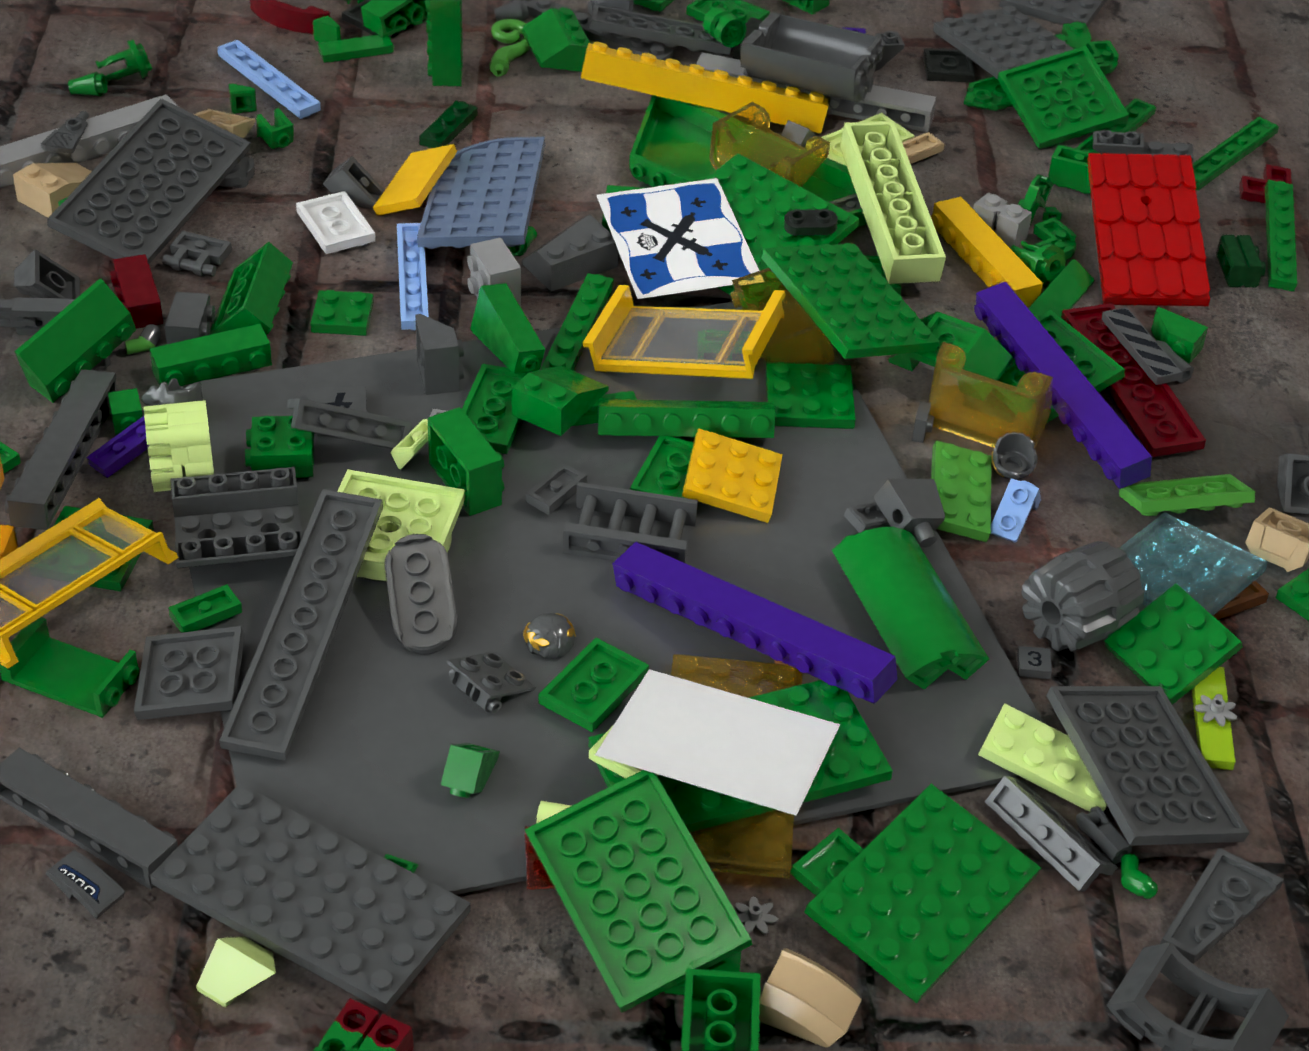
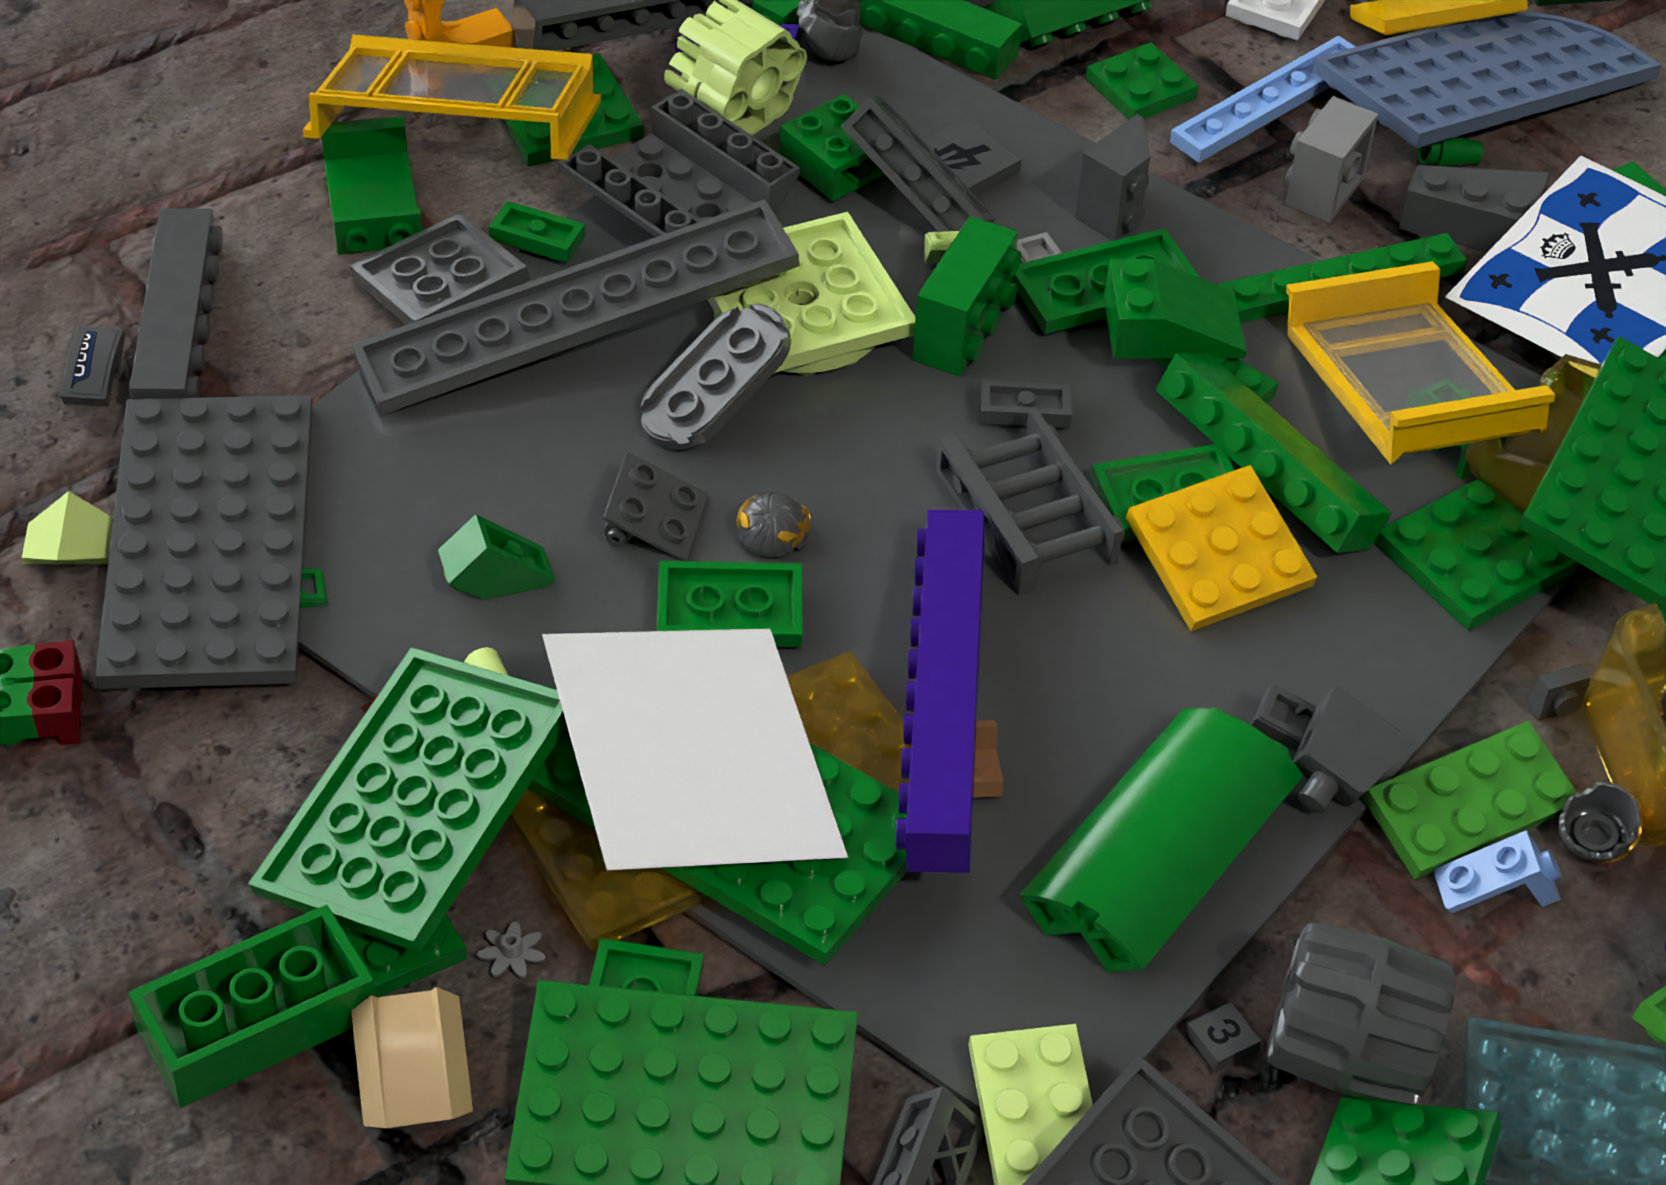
camera: 55 degrees right, 5 degrees up
(506, 330) = (1232, 210): green slope -> none

